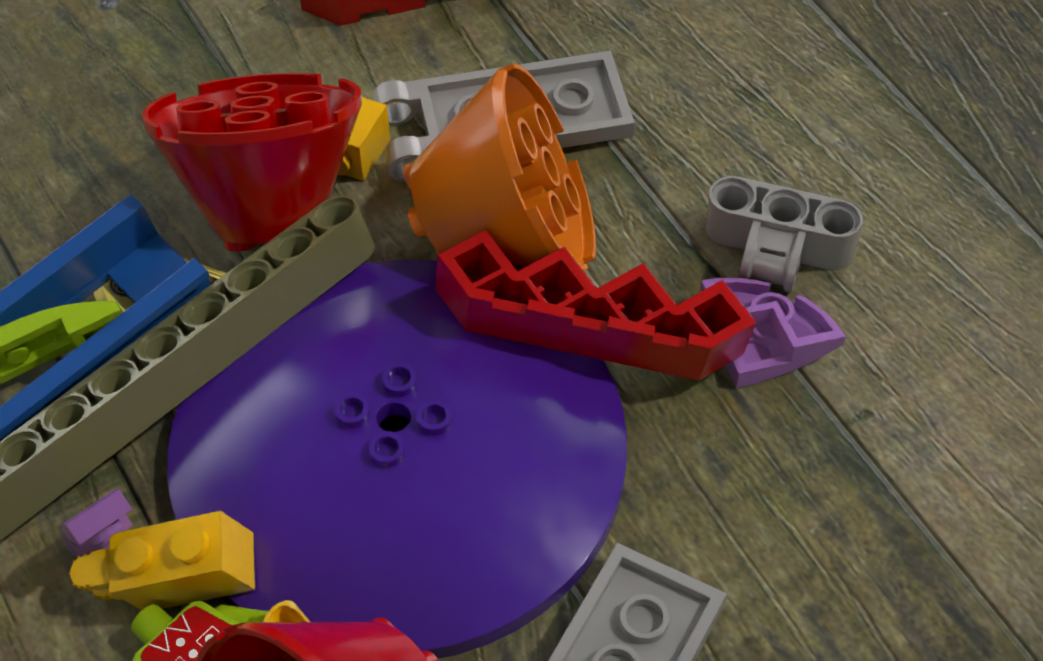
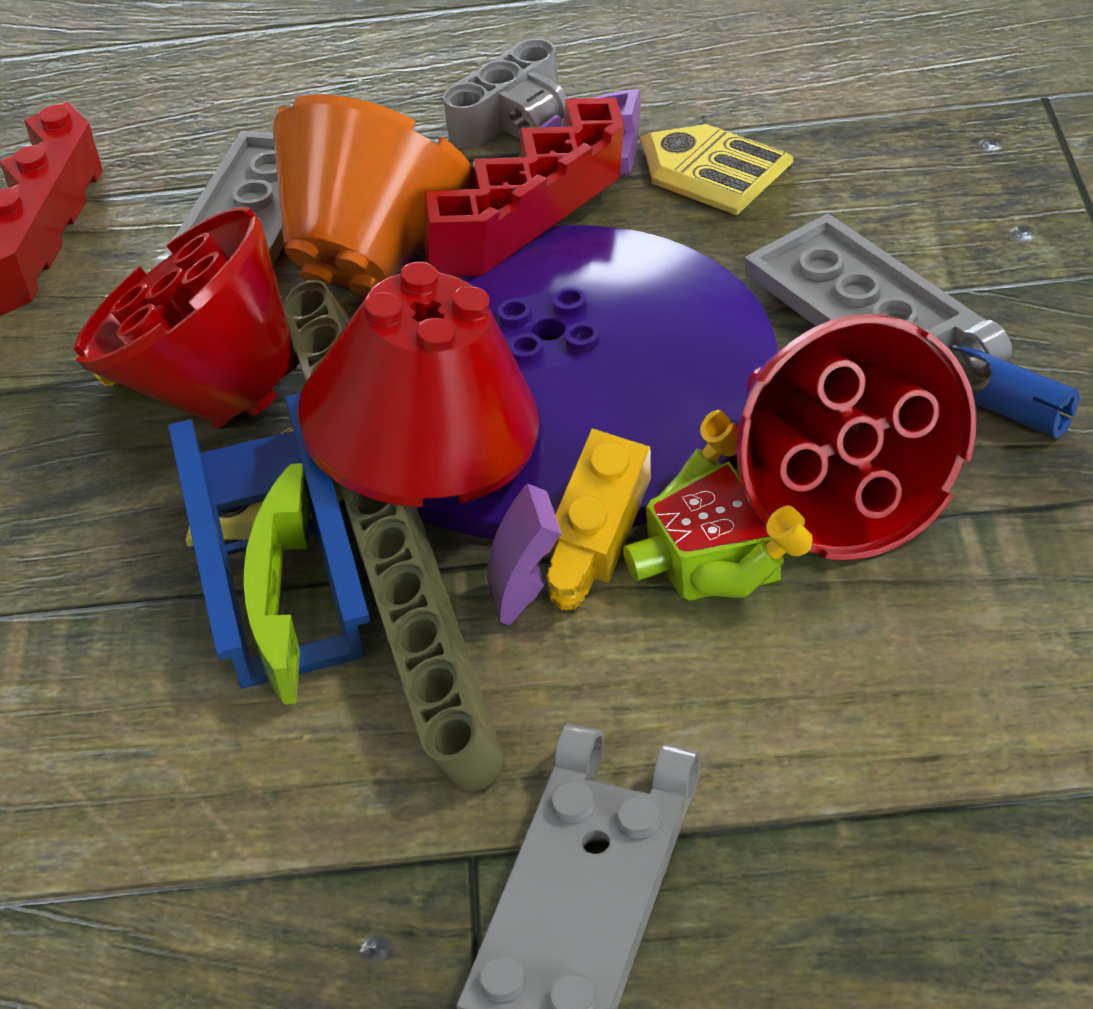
camera: 60 degrees left, 10 degrees down
(211, 368) = (420, 395): none -> red cone
(782, 456) = (712, 165): none -> light yellow tile

